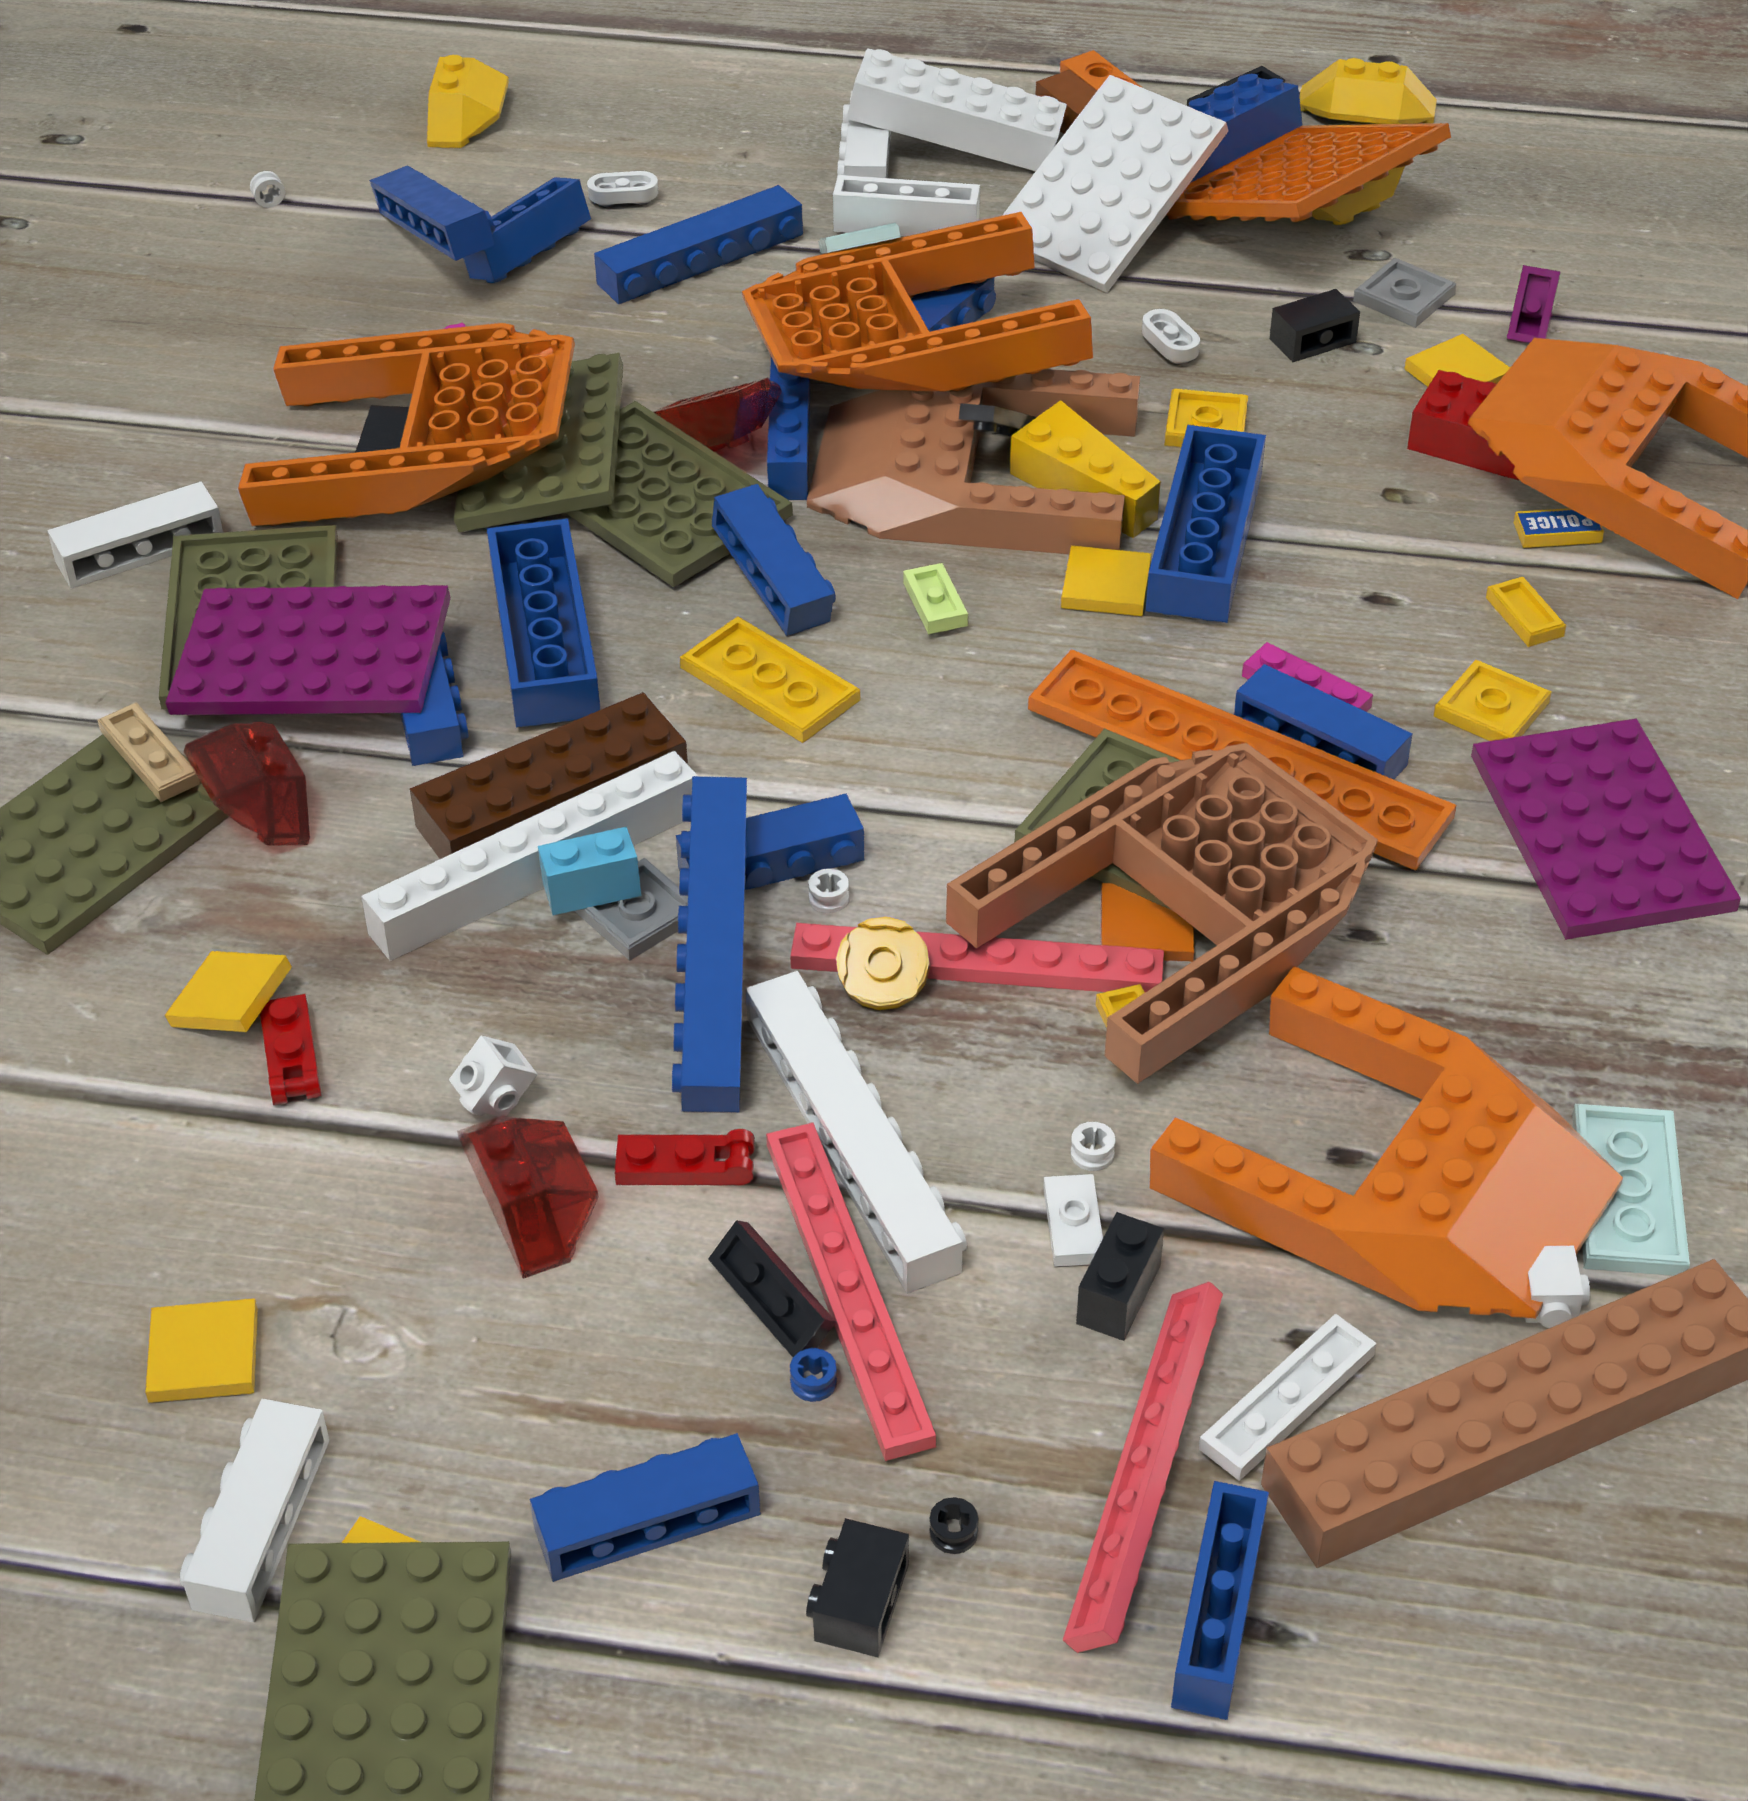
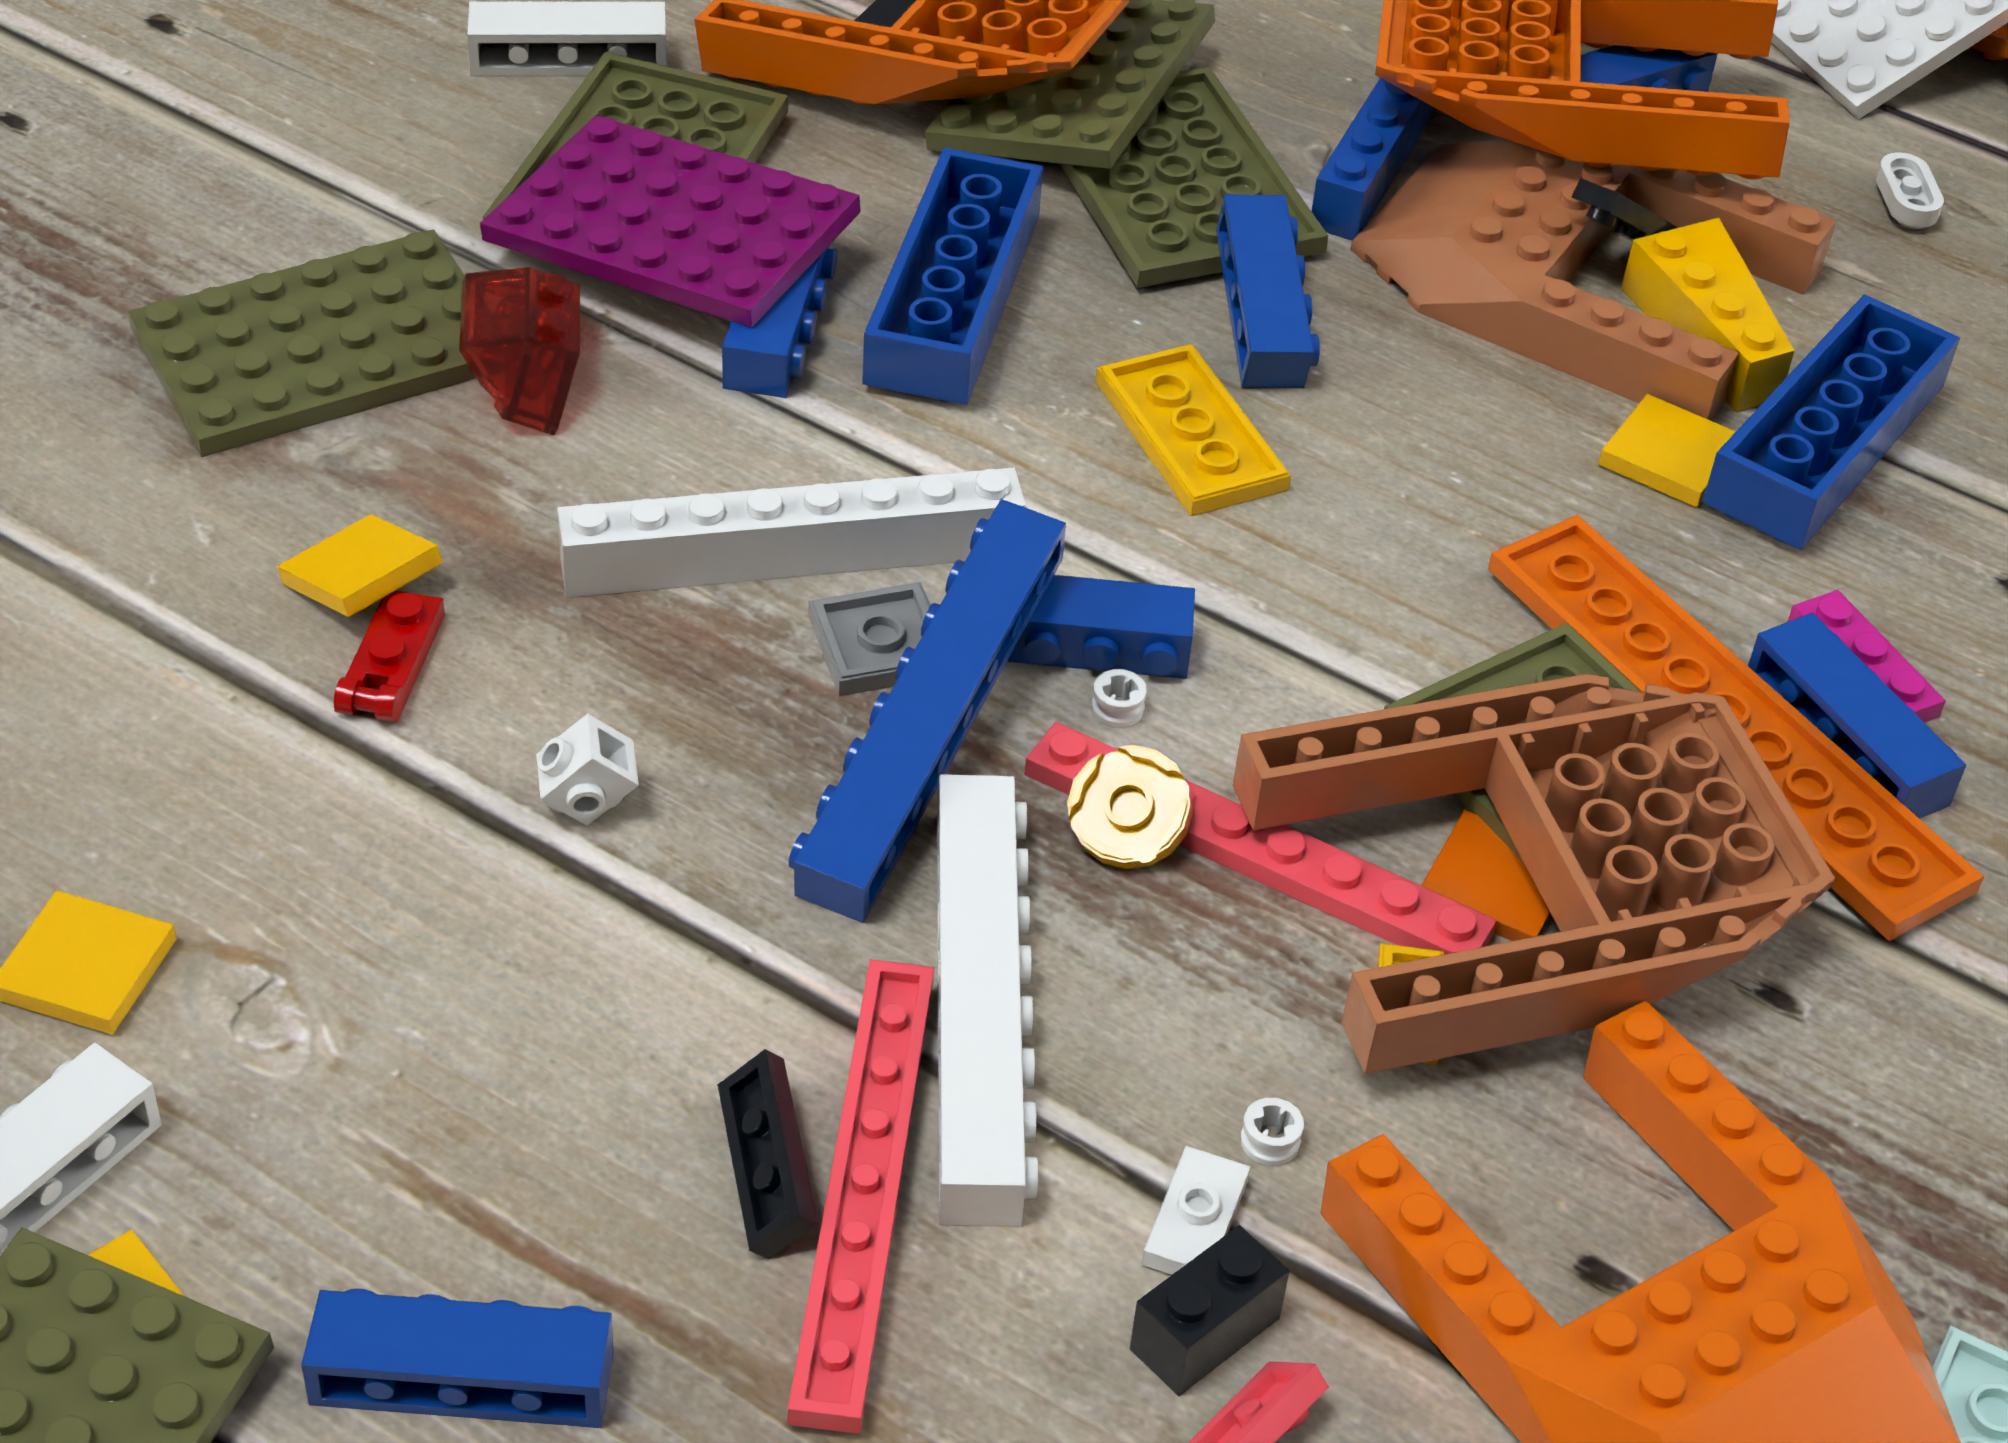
camera: 20 degrees right, 0 degrees up
(148, 752) = (430, 270): tan tile -> none
(533, 1187) = (561, 918): clear red wedge -> none
(541, 773) = (855, 440): reddish brown brick -> none
(589, 870) = (836, 571): medium azure brick -> none
(685, 1159) = (761, 953): red plate -> none
(724, 415) = (1298, 111): clear red wedge -> none
(815, 1361) = (776, 1267): blue bush -> none
(935, 598) = (1442, 401): yellowish green plate -> none
(1205, 410) = (1909, 290): yellow tile -> none

